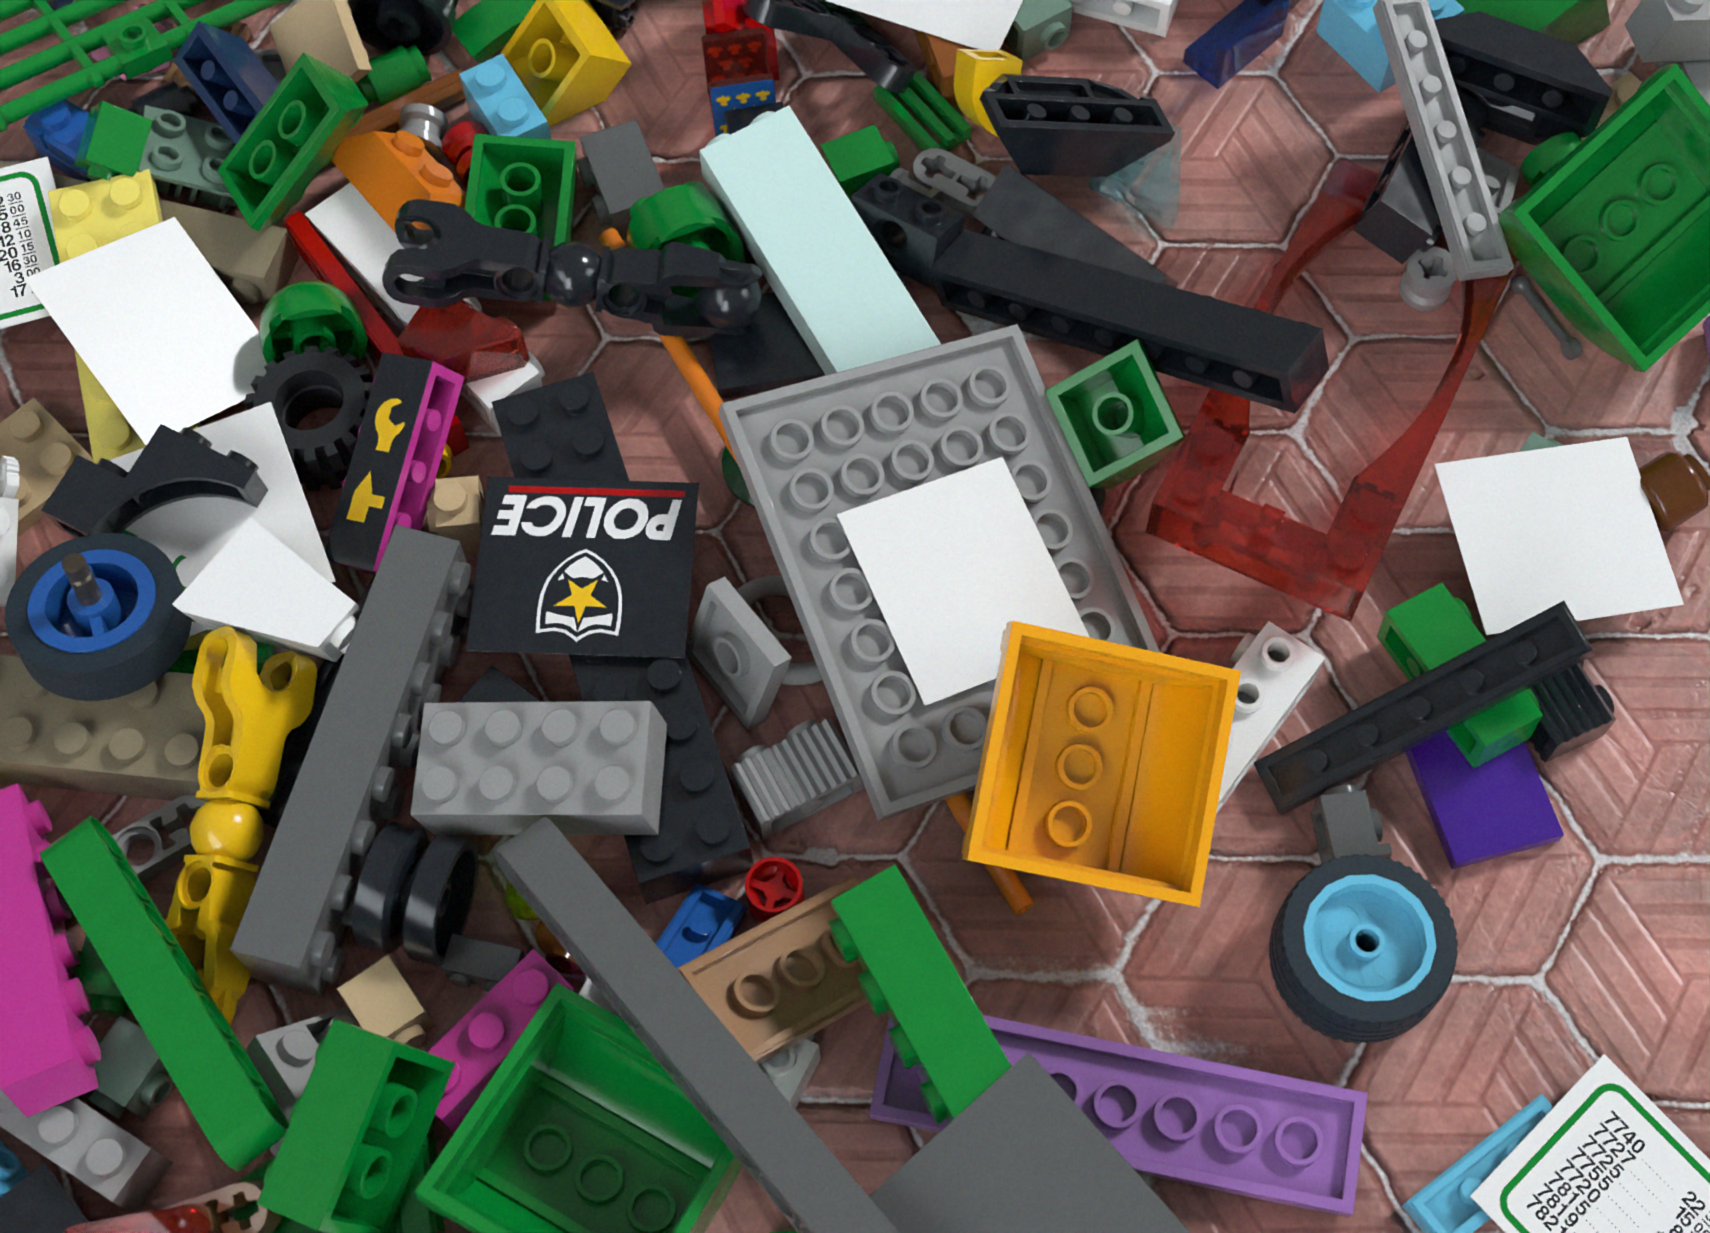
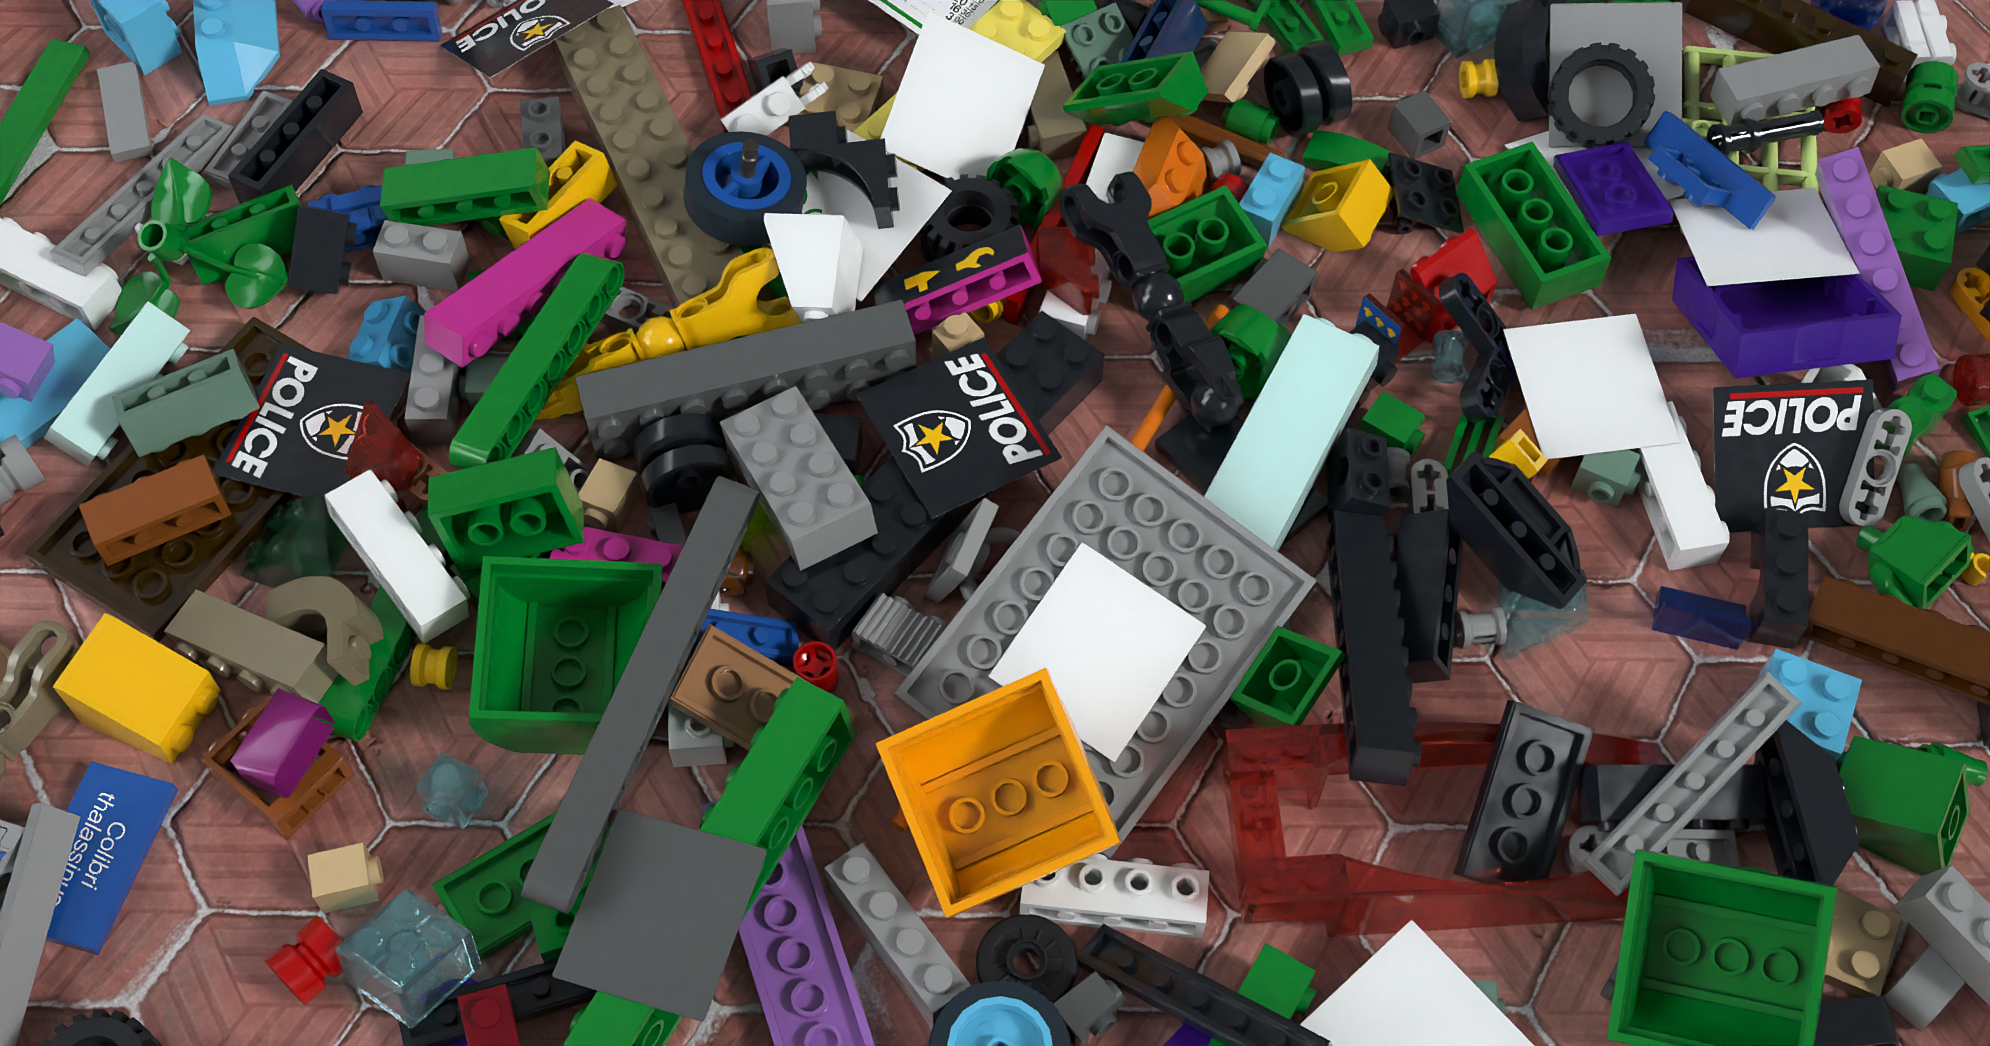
camera: 55 degrees right, 5 degrees down
(810, 70) = (1449, 356): none -> clear light blue bush
(1136, 220) = (1480, 628): none -> light grey bush
(1158, 978) = (895, 931): none -> light grey brick
(1259, 831) = (1032, 935): none -> black wheel
(1362, 293) = (1523, 797): none -> black tile

